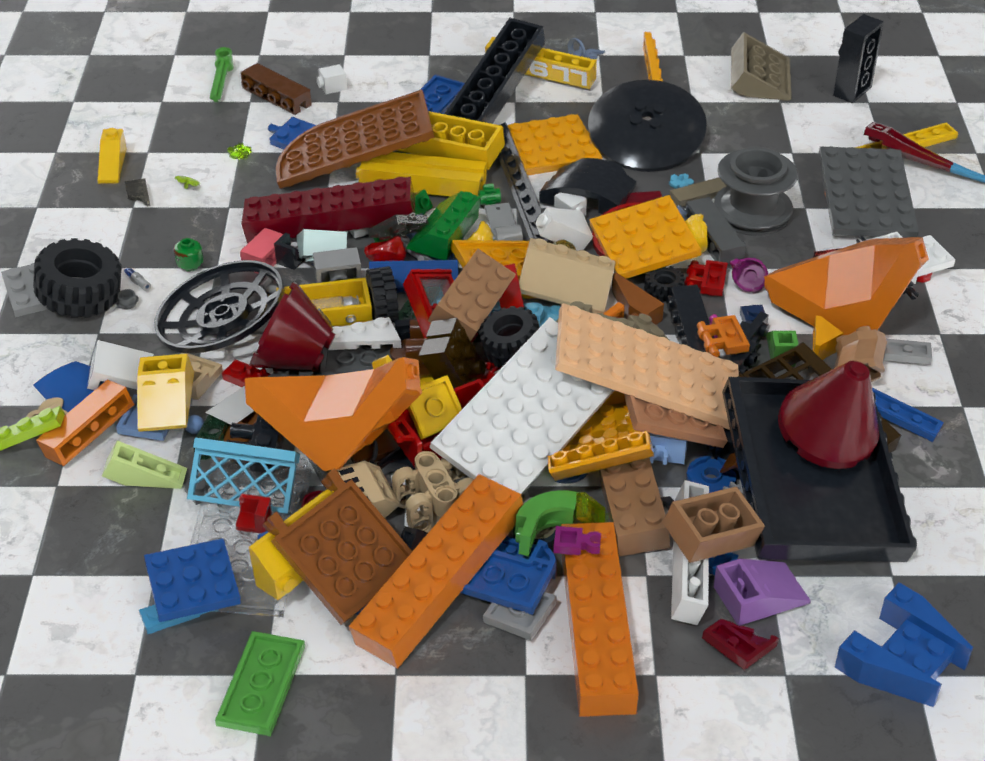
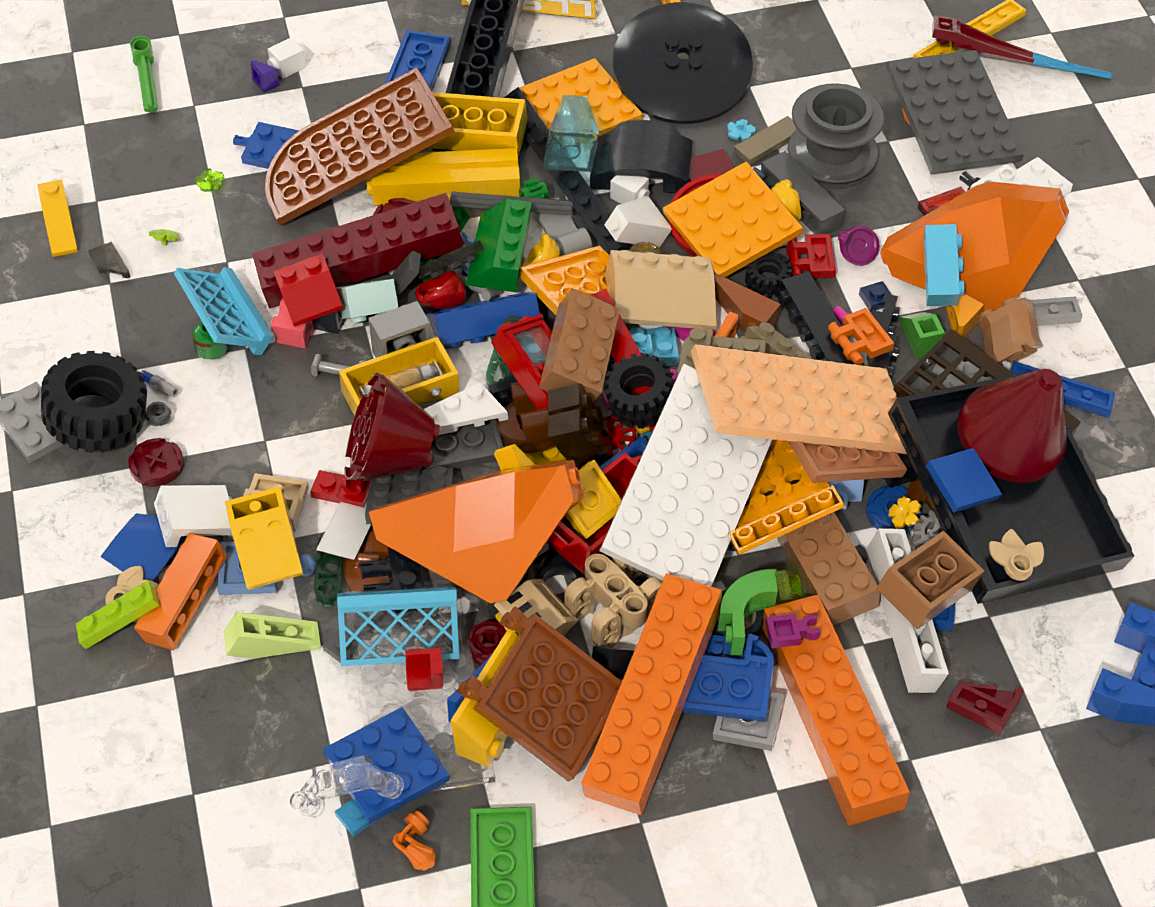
camera: 15 degrees left, 10 degrees up
(111, 329) = (156, 462): none -> dark red tile
(144, 580) = (341, 779): none -> clear plate
(193, 656) = (420, 855): none -> orange piece
(220, 232) = (233, 301): none -> medium azure fence
(221, 312) = (278, 397): black dish -> none
(275, 88) = (222, 83): reddish brown brick -> none
(275, 227) = (308, 289): none -> red slope
(313, 85) = (264, 75): none -> dark purple slope
(360, 231) = (406, 272): none -> dark grey tile
(382, 293) = (466, 354): black tyre -> none
(485, 202) = (487, 201): none -> dark grey axle
(529, 157) = (572, 136): none -> clear light blue slope
(717, 477) = (904, 512): none -> yellow plant
(757, 589) = (987, 638): medium lavender slope -> none
(769, 451) = (963, 480): none -> blue tile
(800, 522) = (1013, 553): none -> tan plate
(812, 293) = (942, 265): none -> medium azure brick

